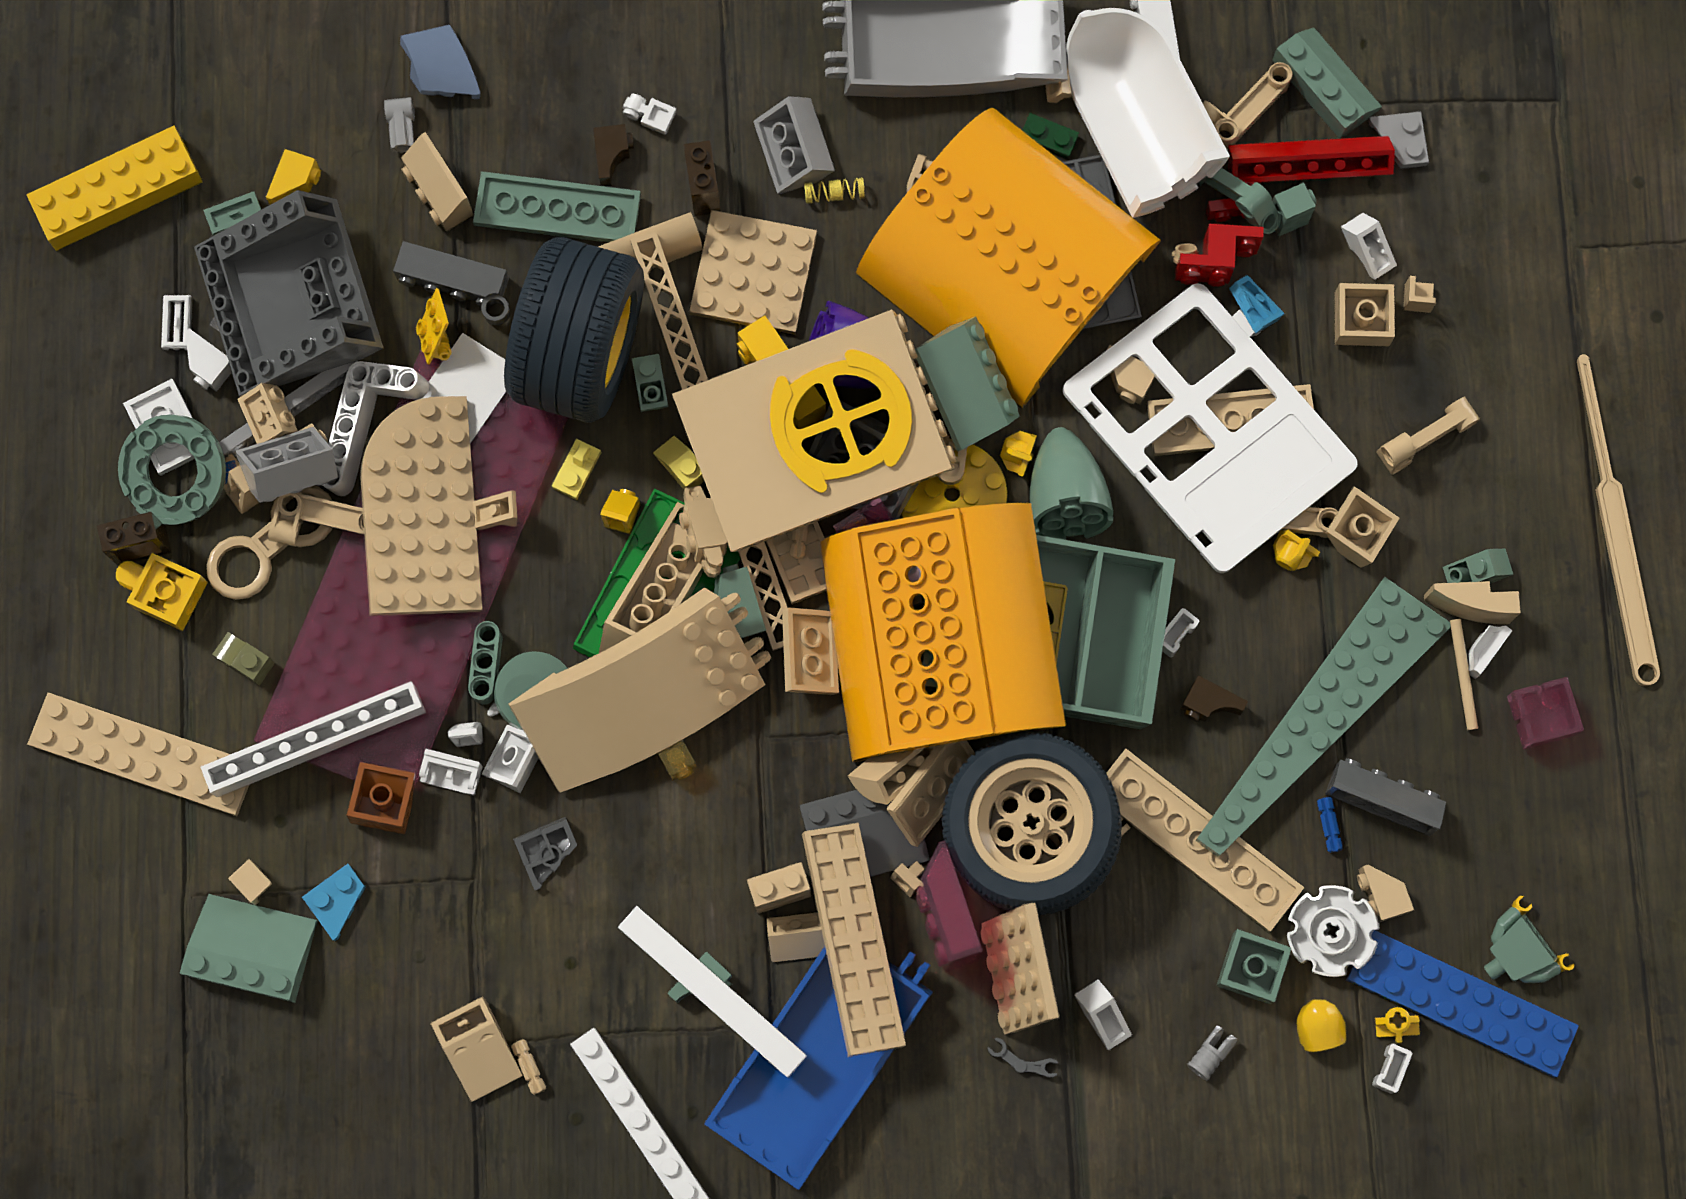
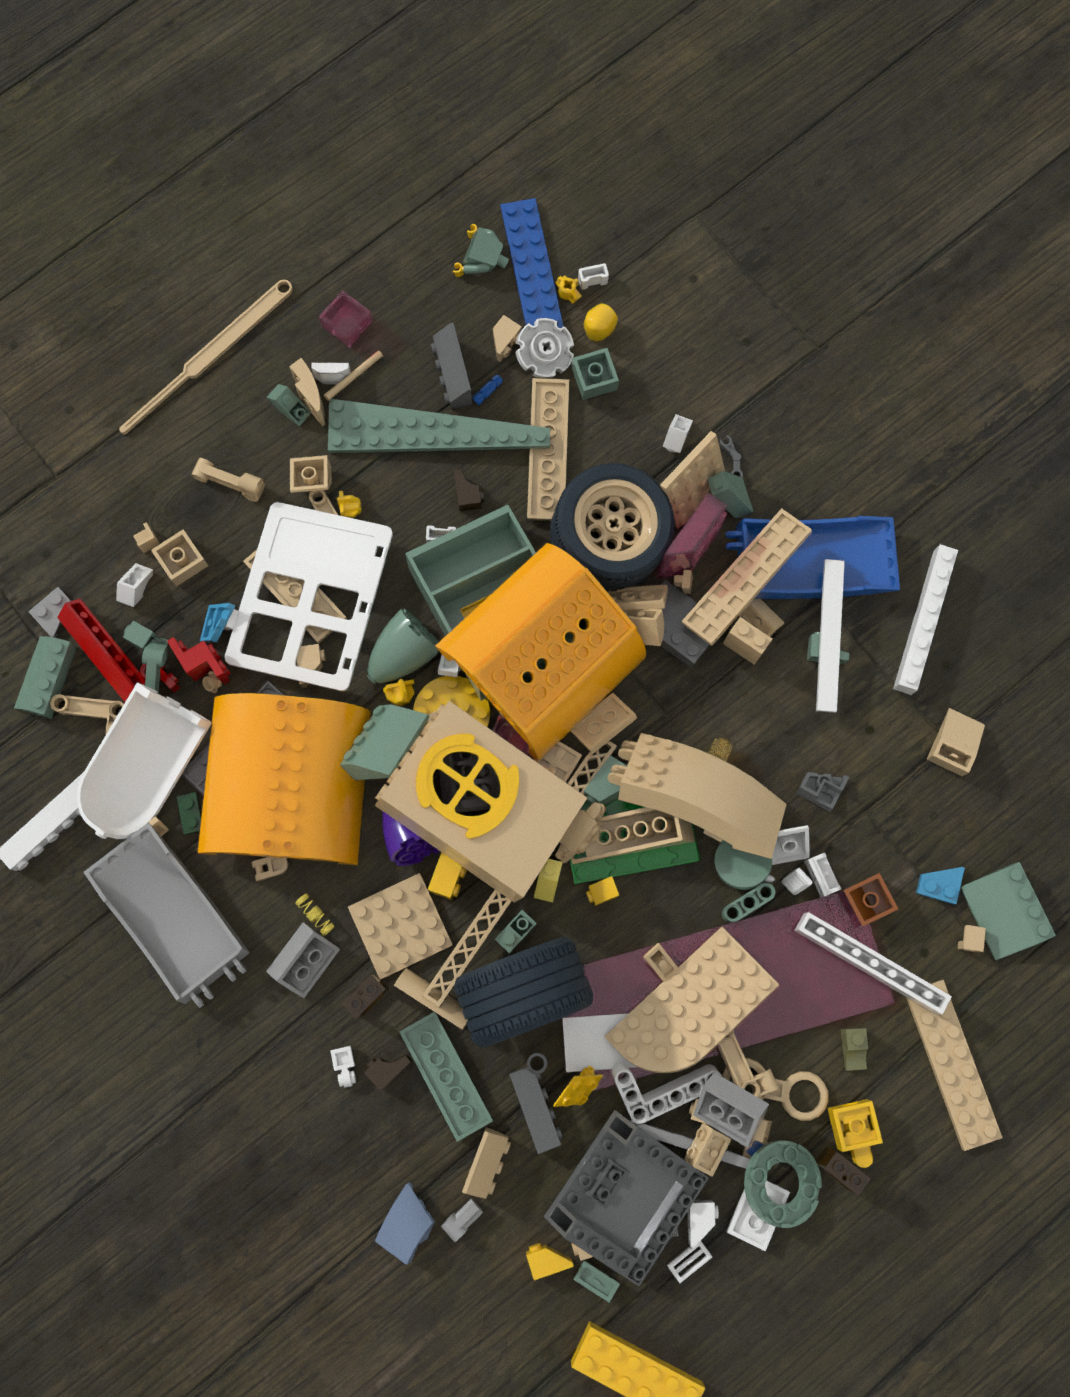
camera: 130 degrees left, 0 degrees up
(528, 1067) = (942, 708): tan axle -> none
(576, 469) = (596, 939): light yellow hinge -> none
(974, 1012) = (732, 492): none -> sand green slope
(1208, 1057) = (659, 367): light grey hinge -> none

